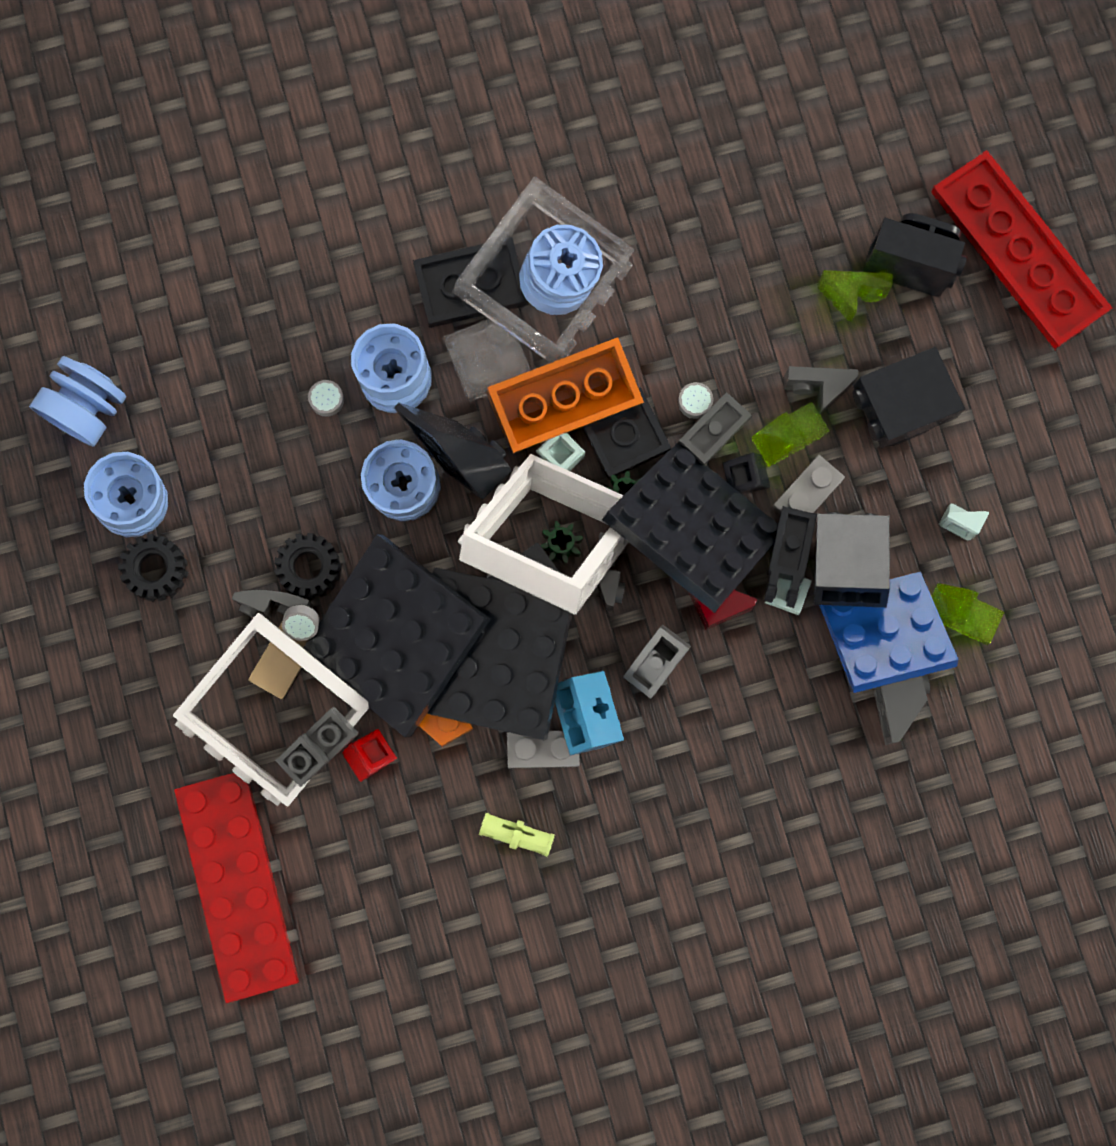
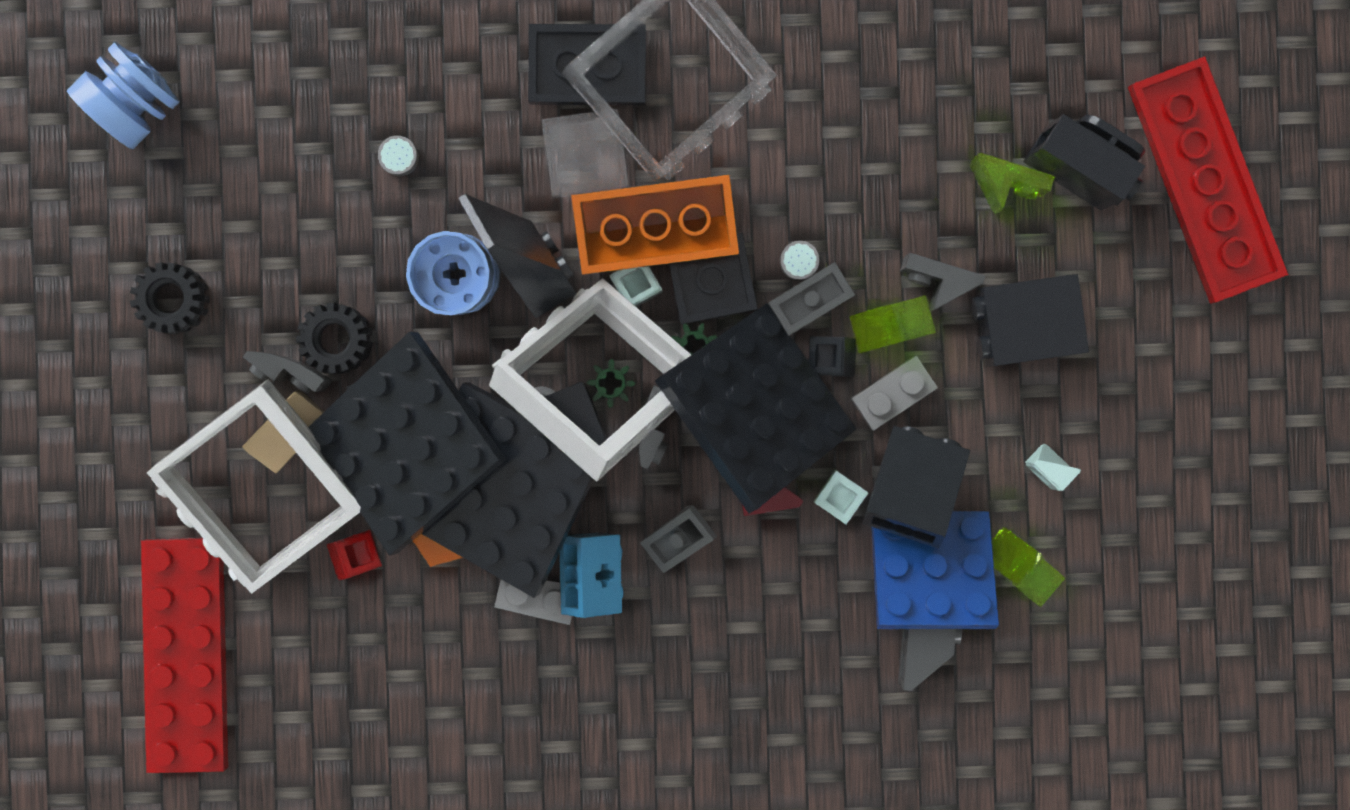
camera: 20 degrees right, 10 degrees up
(122, 475) = (133, 206): light blue wheel -> none
(300, 622) = (309, 402): tile -> none
(317, 746) = (294, 541): dark grey slope -> none
(380, 354) = (467, 124): light blue wheel -> none
(516, 834) = (486, 679): yellowish green pin -> none
(552, 285) = (667, 100): light blue wheel -> none
(790, 552) = (853, 459): black hinge -> none

